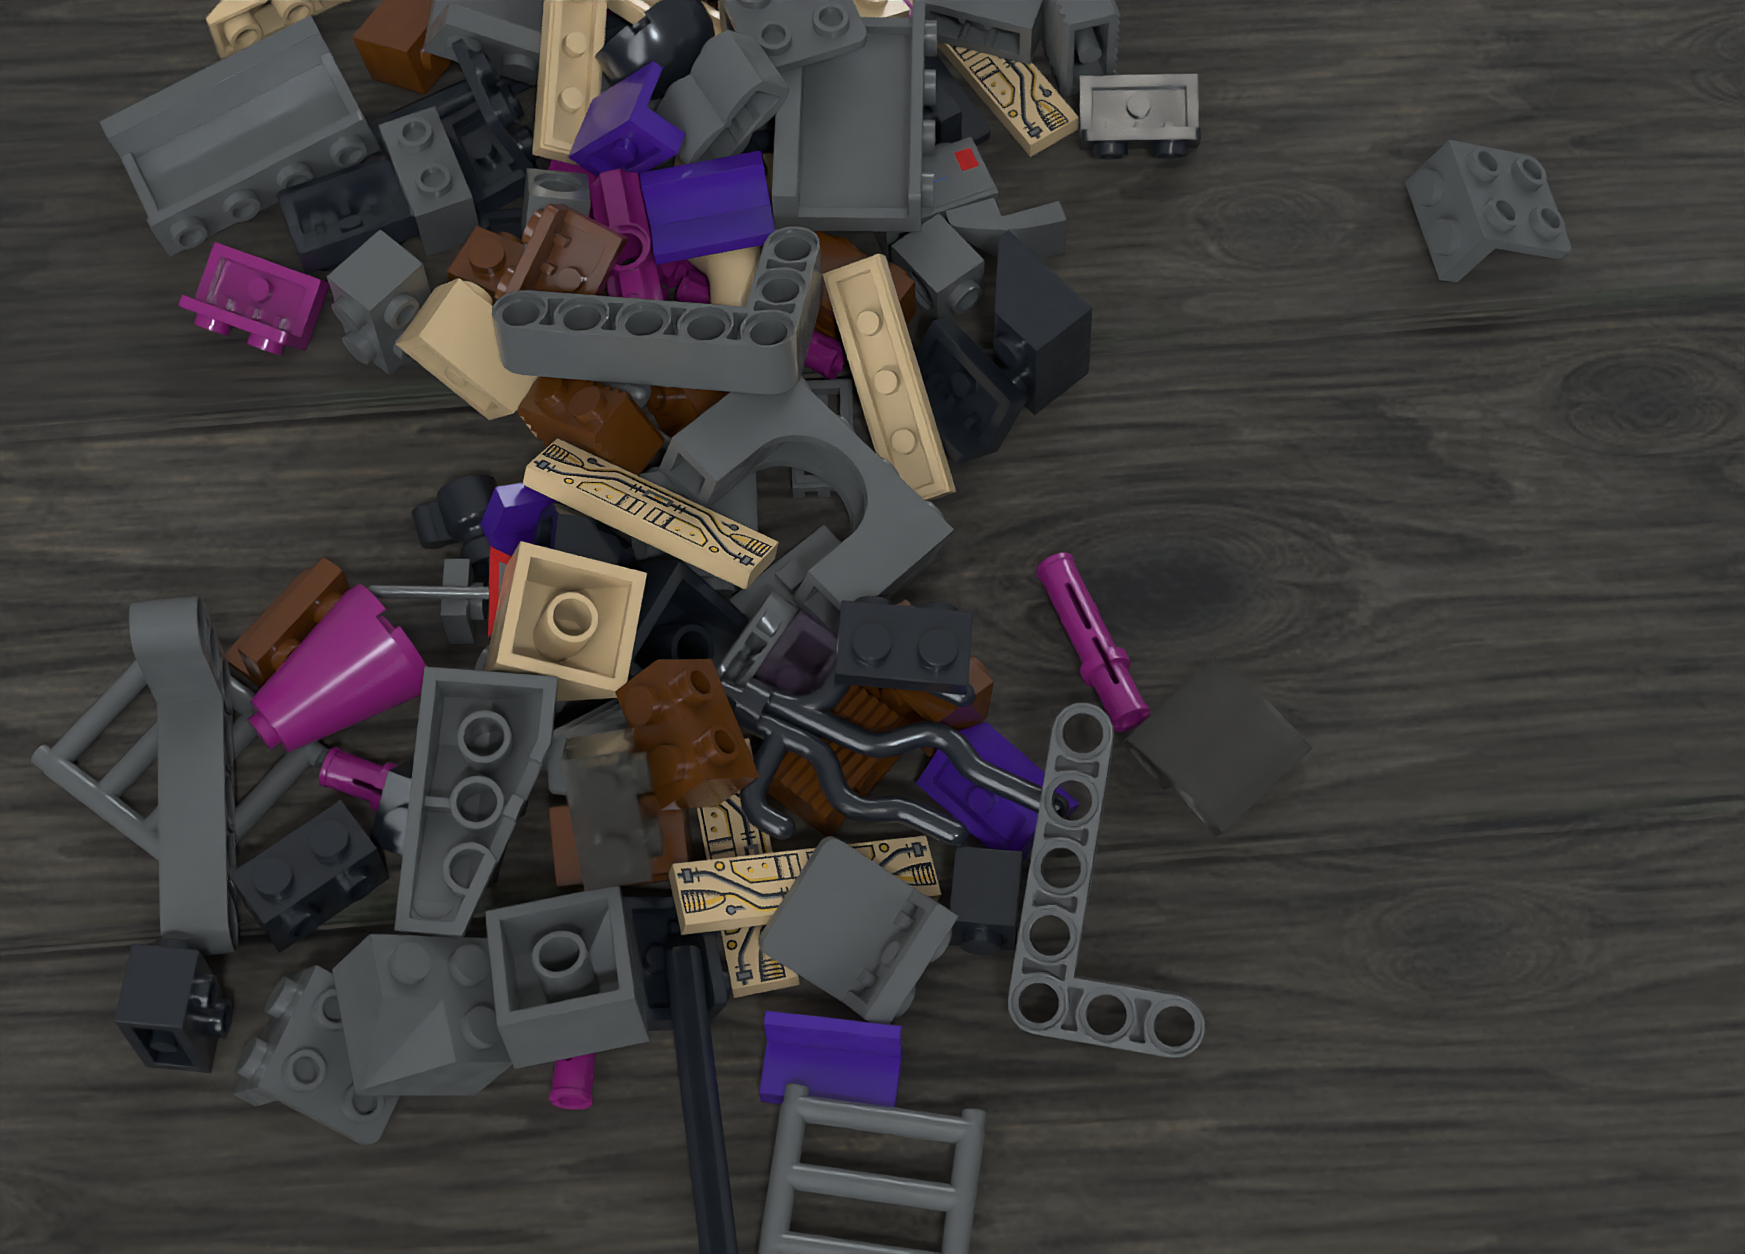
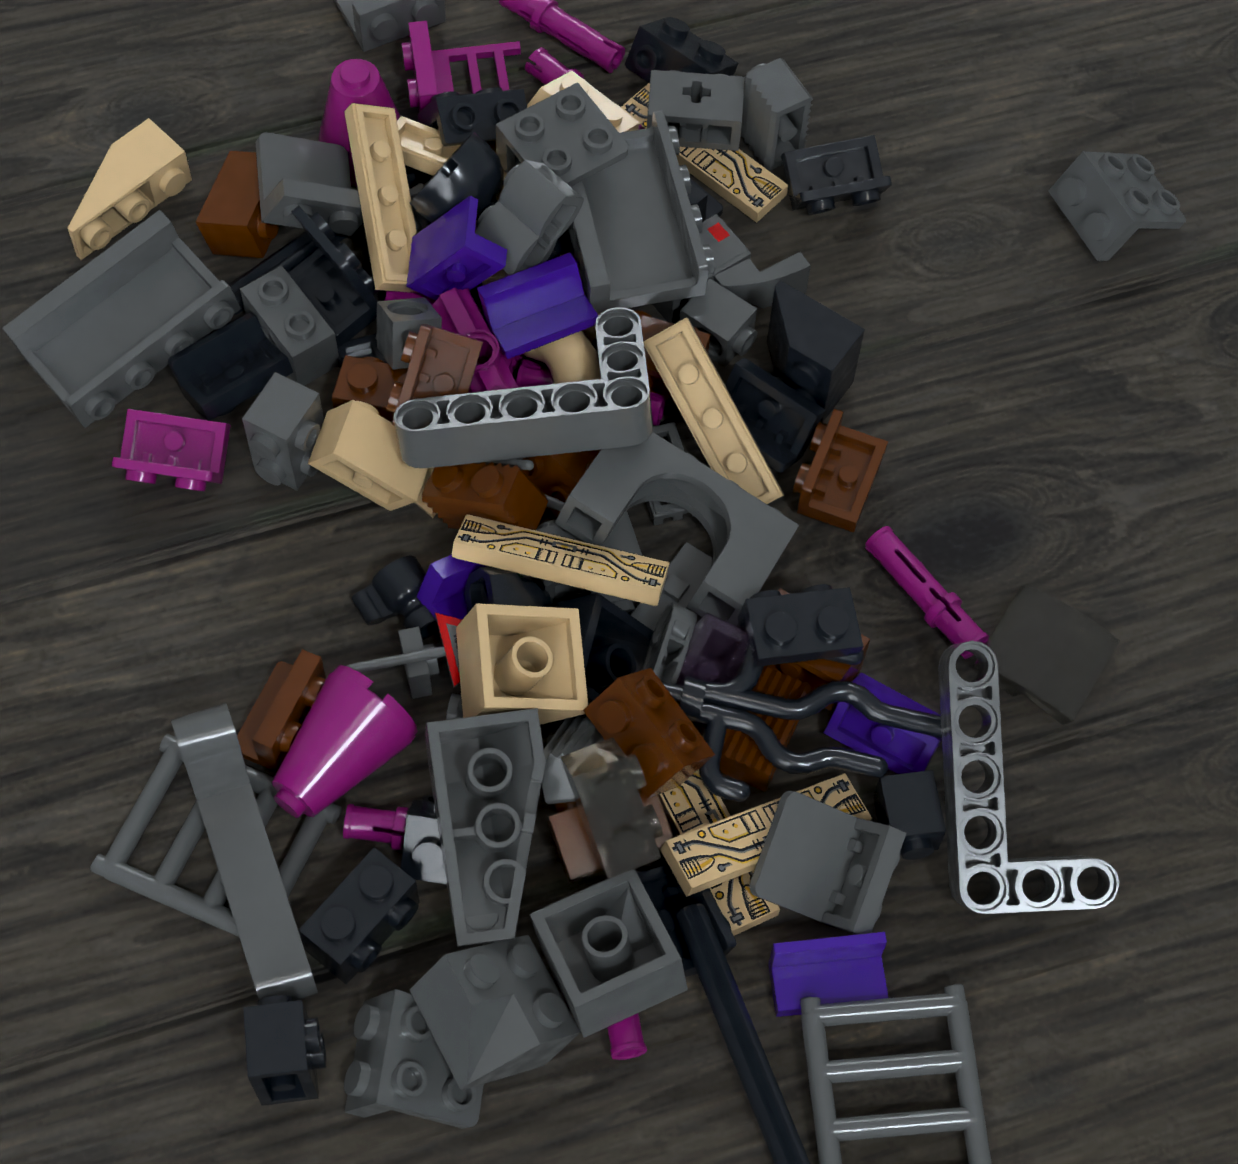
camera: 20 degrees left, 0 degrees up
(1028, 477) = (840, 473): none -> reddish brown bracket

